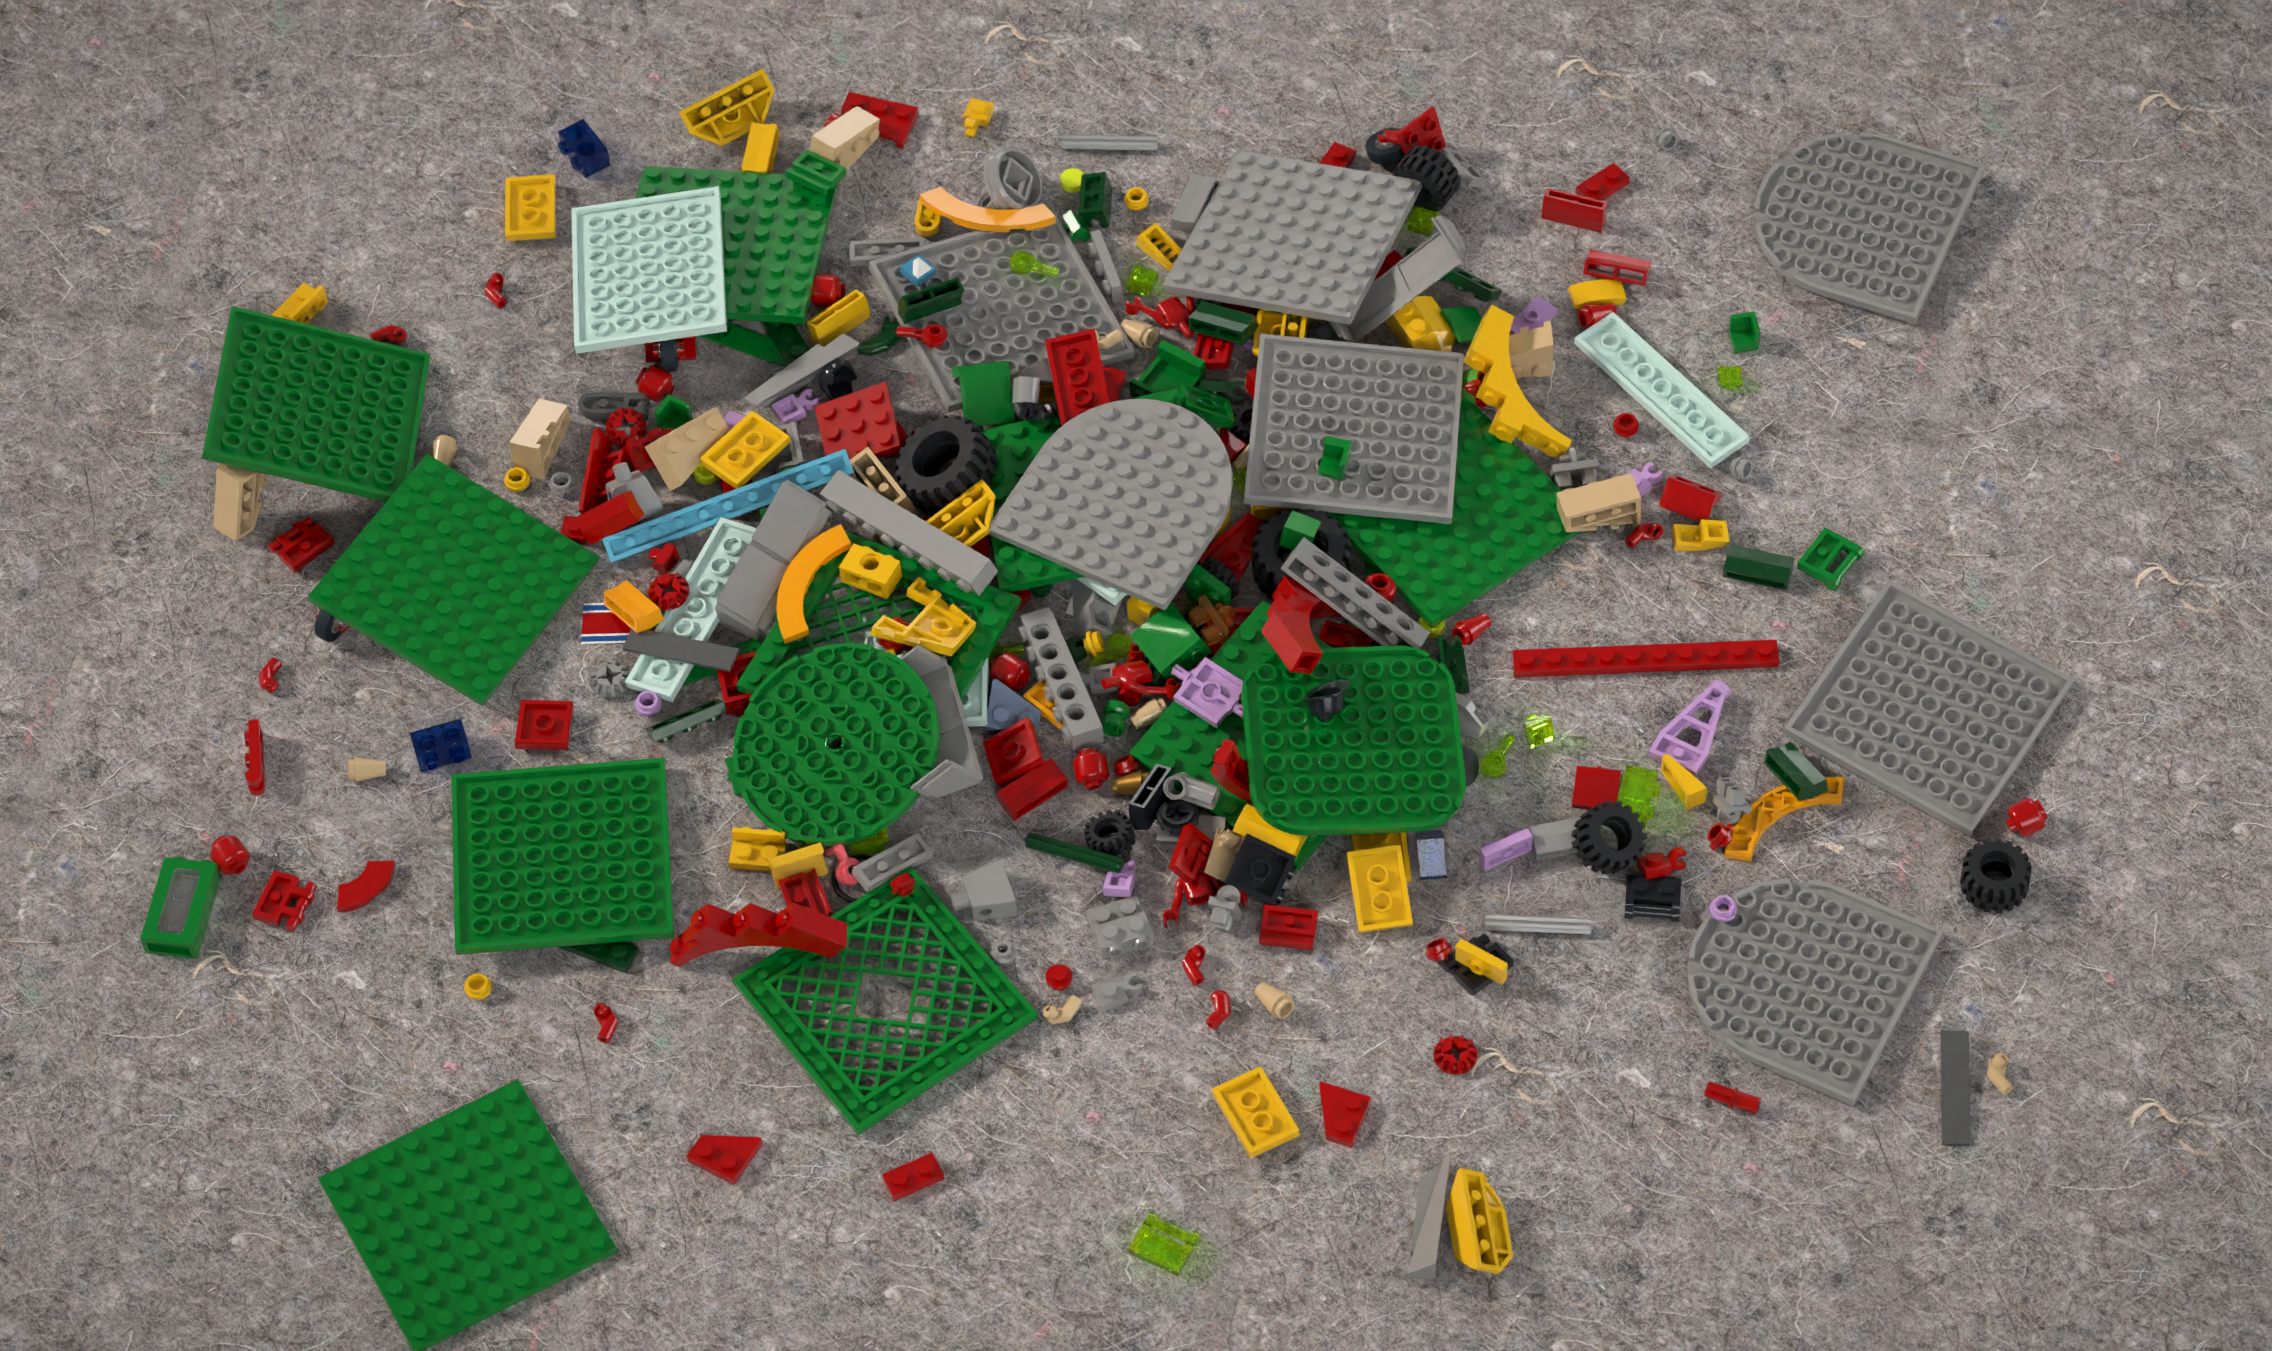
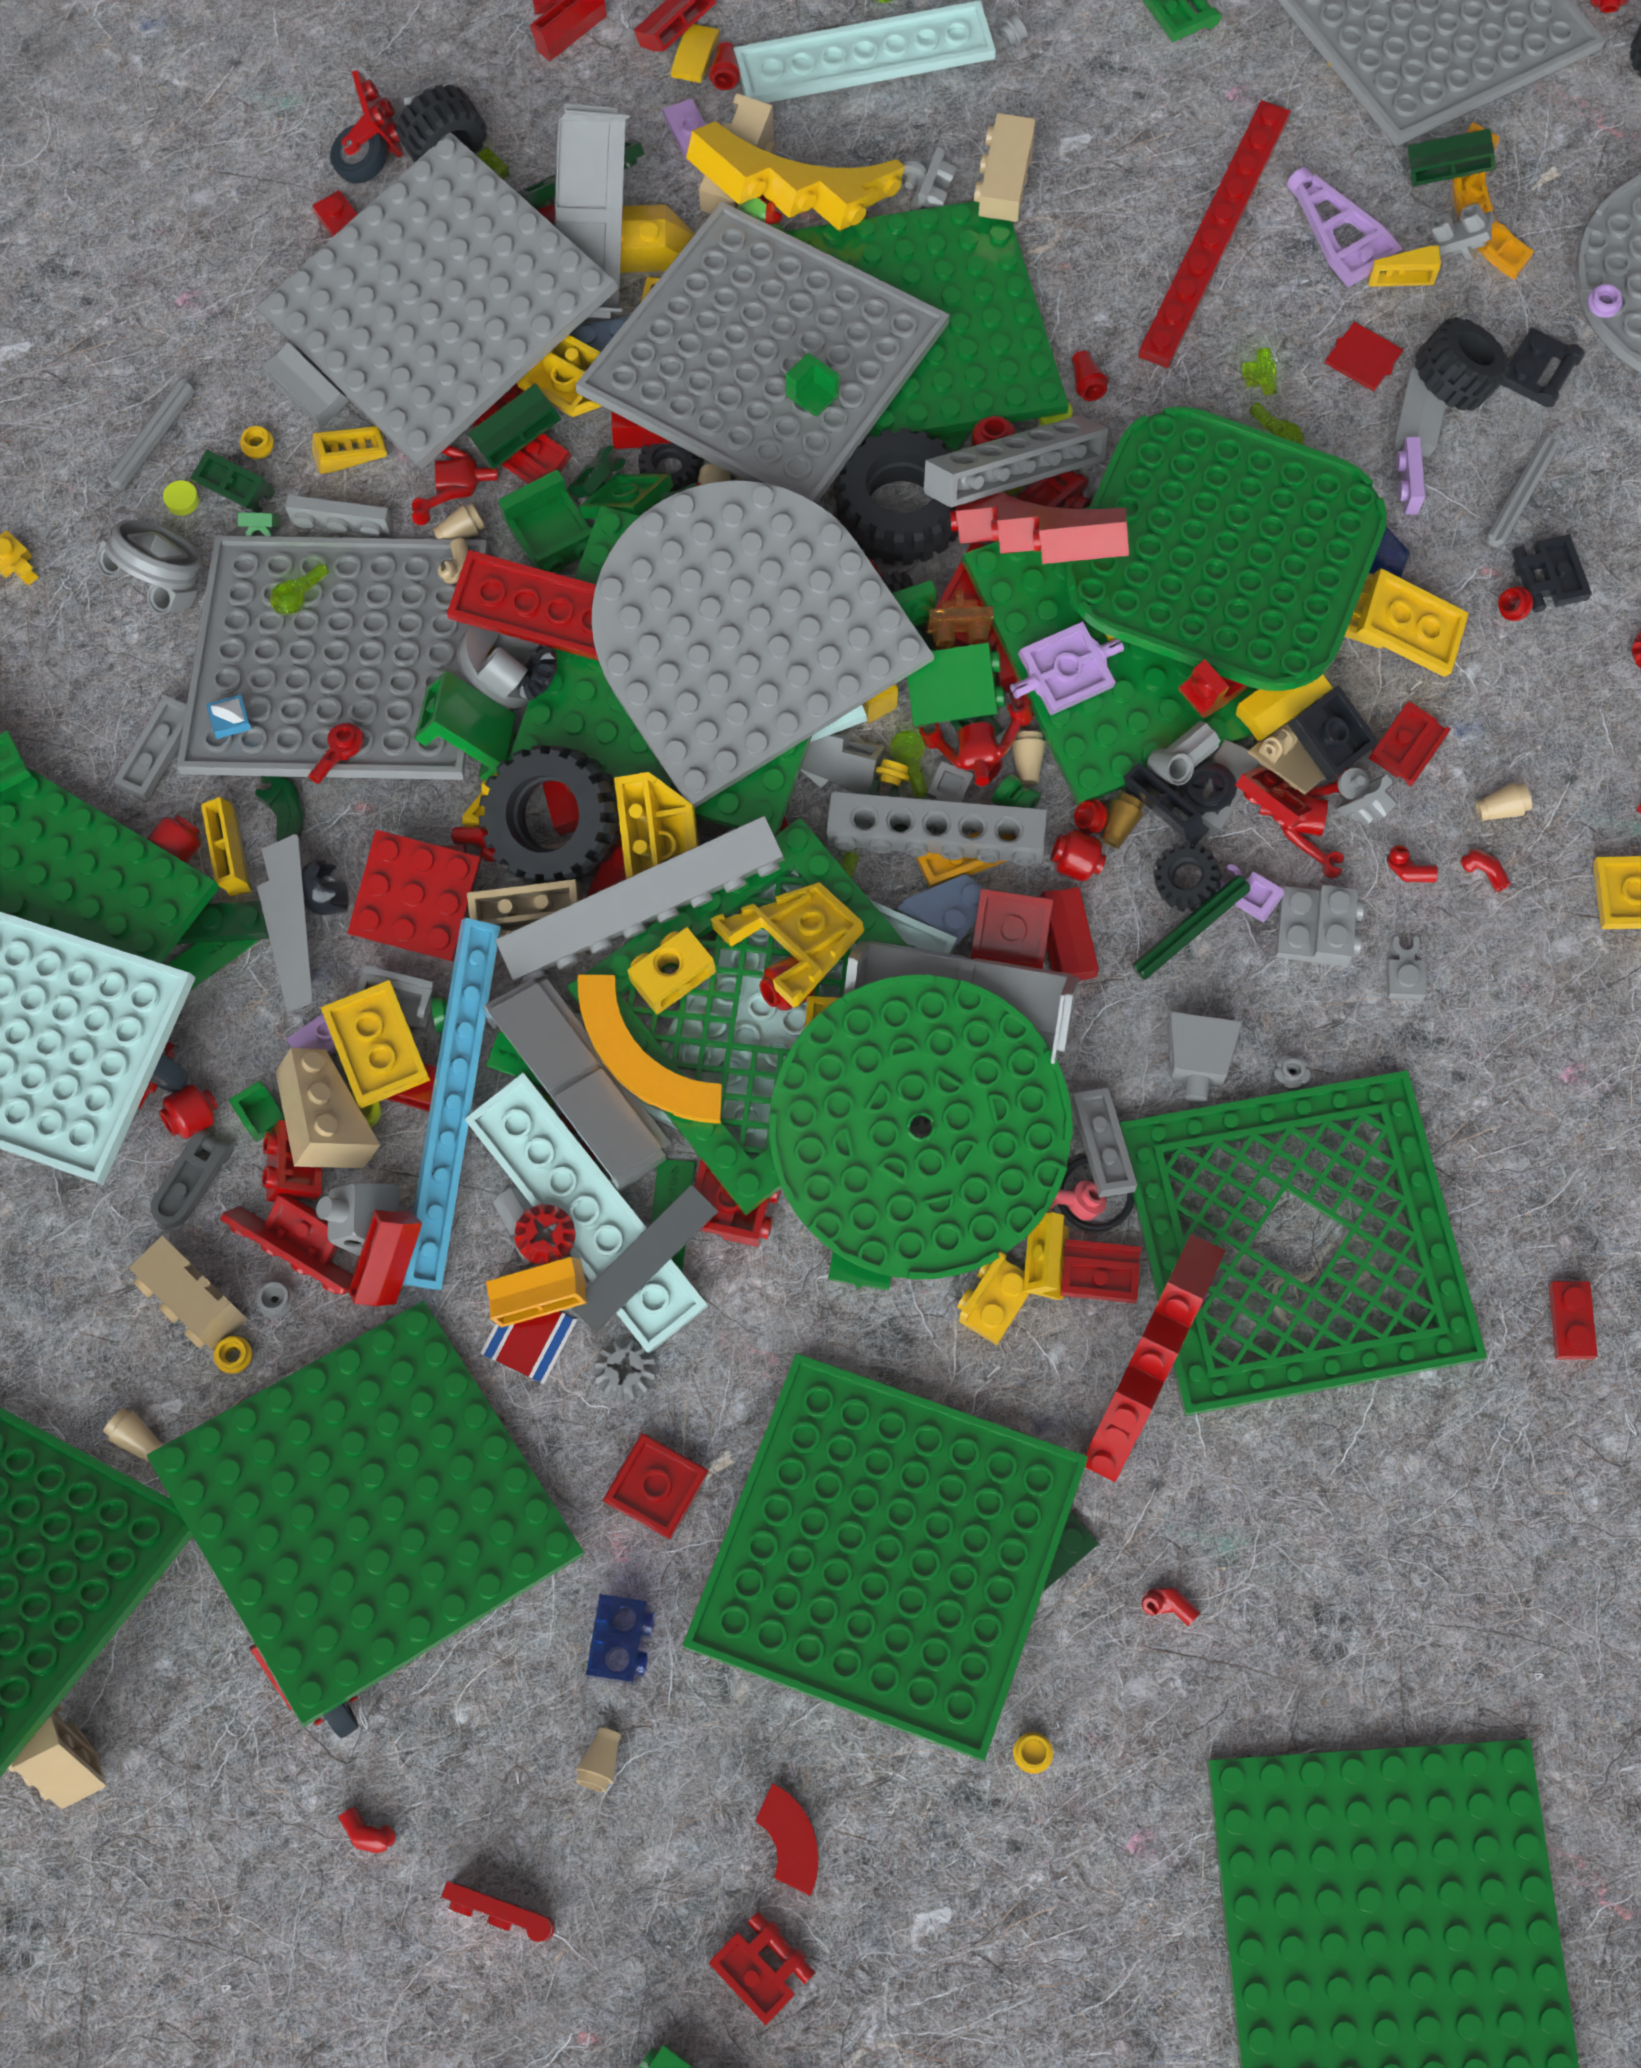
camera: 65 degrees left, 15 degrees up
(229, 855) = (650, 2018): red head -> none
(305, 548) = (177, 1690): red plate -> none
(572, 531) = (357, 1318): red plate -> none
(615, 421) = (221, 1187): red gear -> none
(648, 697) = (693, 1326): lavender plate -> none
(664, 558) = (480, 1220): red tile -> none
(686, 721) = (748, 1300): plate -> none
(724, 1155) = (1441, 1538): red wing -> none
(792, 408) = (331, 964): lavender plate -> none
(903, 885) = (1153, 1143): red plate -> none
(926, 222) = (131, 677): yellow plate -> none
(930, 300) = (288, 753): dark green piece -> none
(986, 219) = (185, 615): light orange tile -> none
(1010, 671) = (887, 882): red head -> none
(1059, 977) = (1358, 1024): red plate -> none
(1061, 1015) = (1413, 1042): tan arm -> none
(1142, 280) = (380, 489): clear neon green tile -> none
(1297, 528) = (895, 470): green panel -> none
(1327, 699) = (1174, 535): black piece -> none
(1453, 658) = (1116, 414): dark green hinge -> none
(1462, 322) = (661, 192): green piece -> none
(1481, 961) = (1571, 563): yellow plate -> none
(1626, 425) = (891, 107): red plate -> none
(1639, 790) = (1403, 318): clear neon green brick -> none
(1644, 479) = (971, 132): lavender plate -> none
(1644, 531) = (1046, 156): red arm -> none
(1658, 865) = (1507, 334): red plate -> none
(1689, 498) = (1028, 91): red panel -> none
(1705, 536) = (1080, 108): yellow slope -> none
(1720, 835) = (1486, 269): red plate -> none
(1758, 567) = (1154, 73): dark green piece -> none

